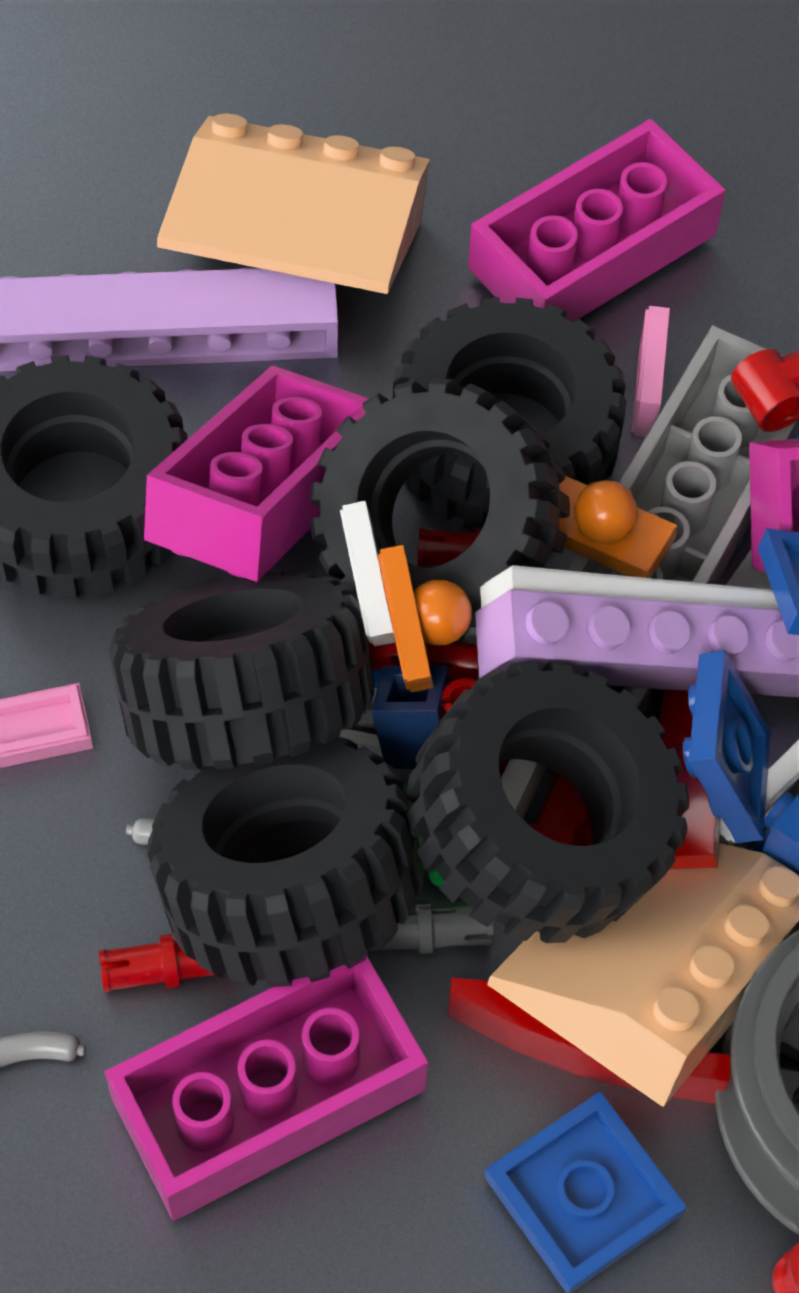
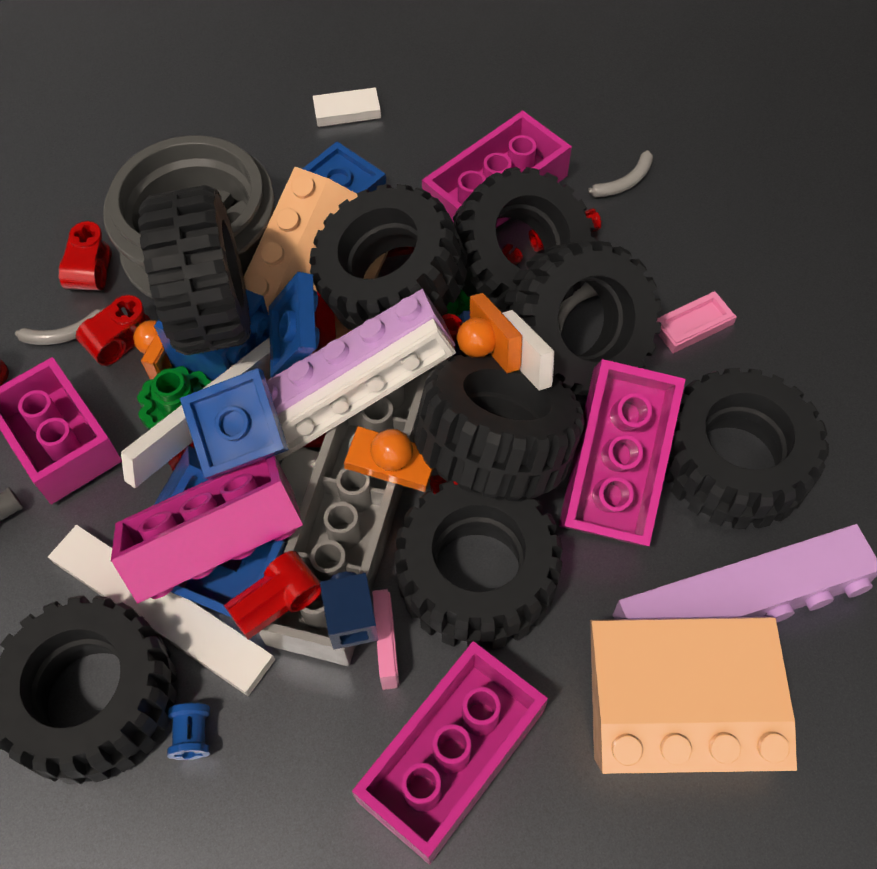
camera: 170 degrees right, 0 degrees up
(701, 337) = (348, 610): none -> dark blue brick

